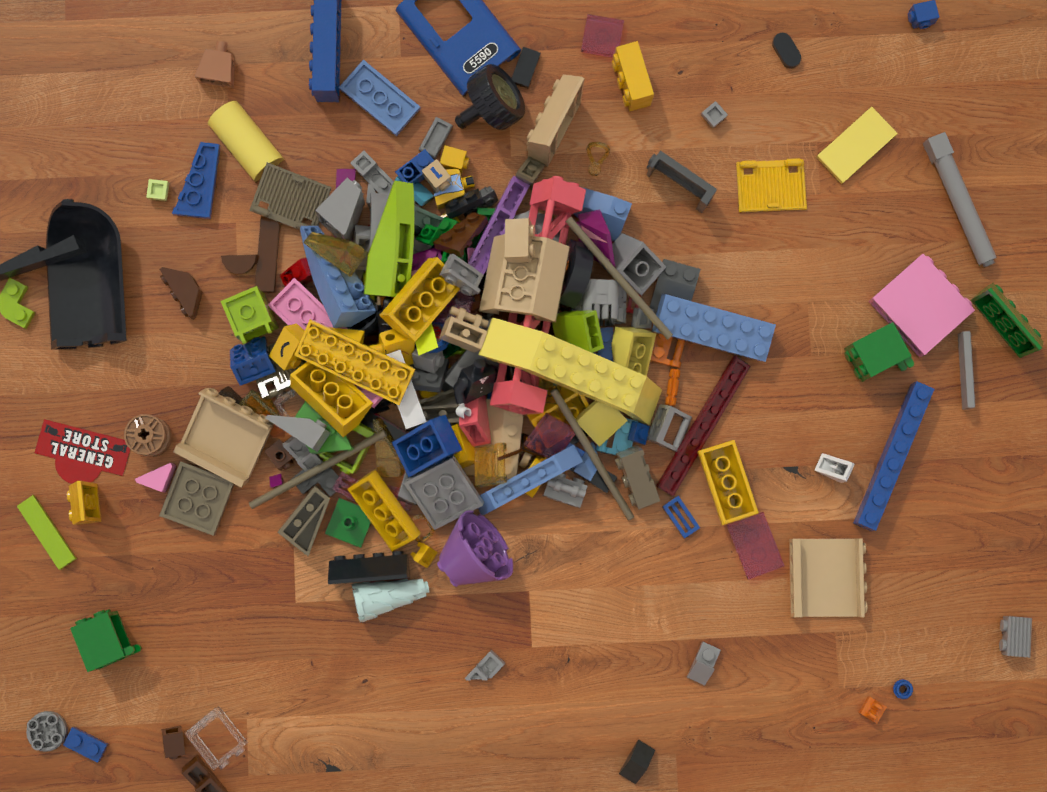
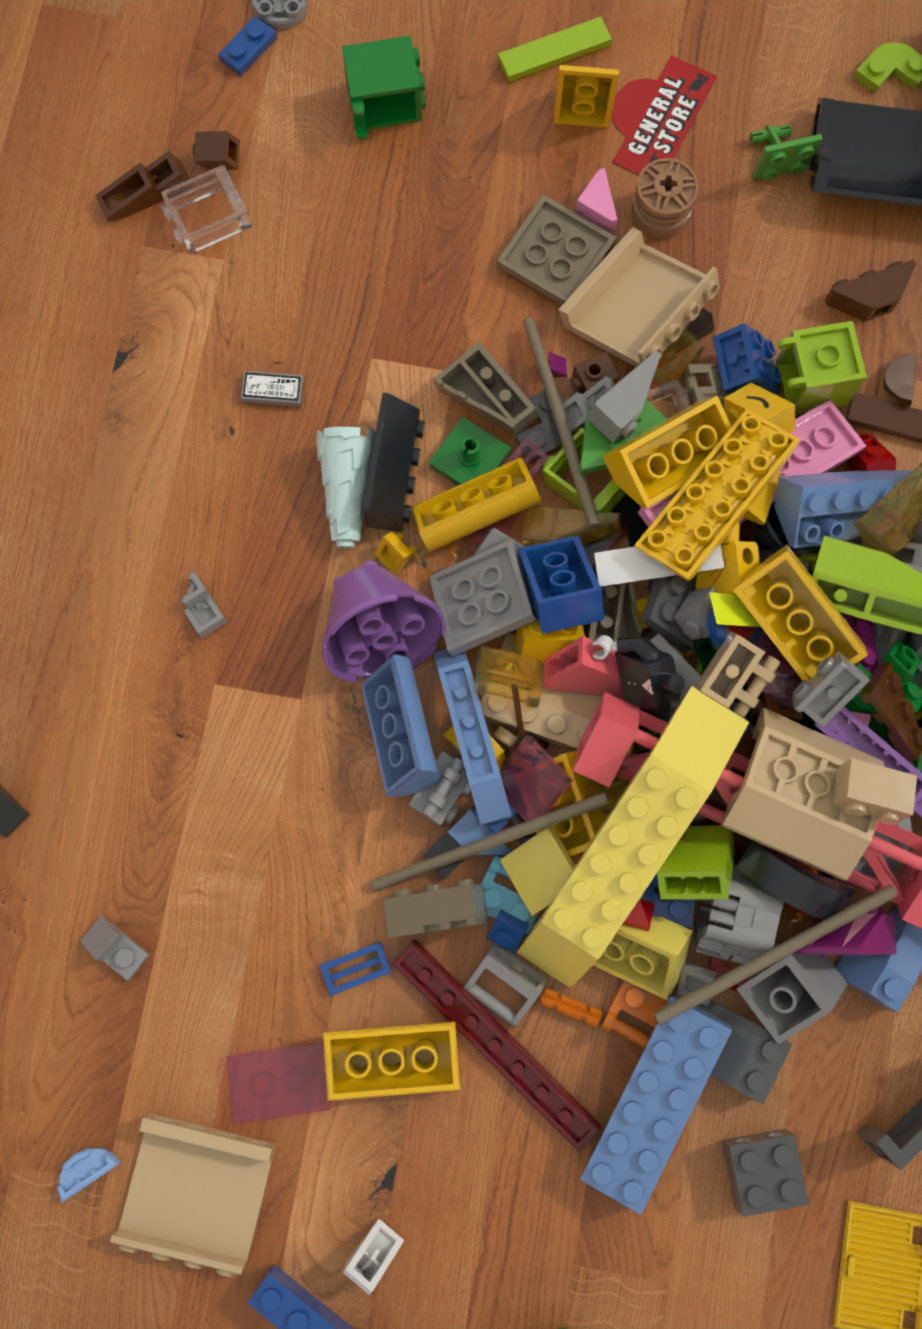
camera: 105 degrees right, 5 degrees down
(102, 356) = (782, 157): none -> bright green plate
(331, 661) = (272, 388): none -> tile
(536, 524) = (399, 729): none -> medium blue brick
(614, 356) = (641, 915): none -> red slope
(735, 261) = (765, 1172): none -> dark grey piece
(830, 645) = (84, 1169): none -> light blue tile

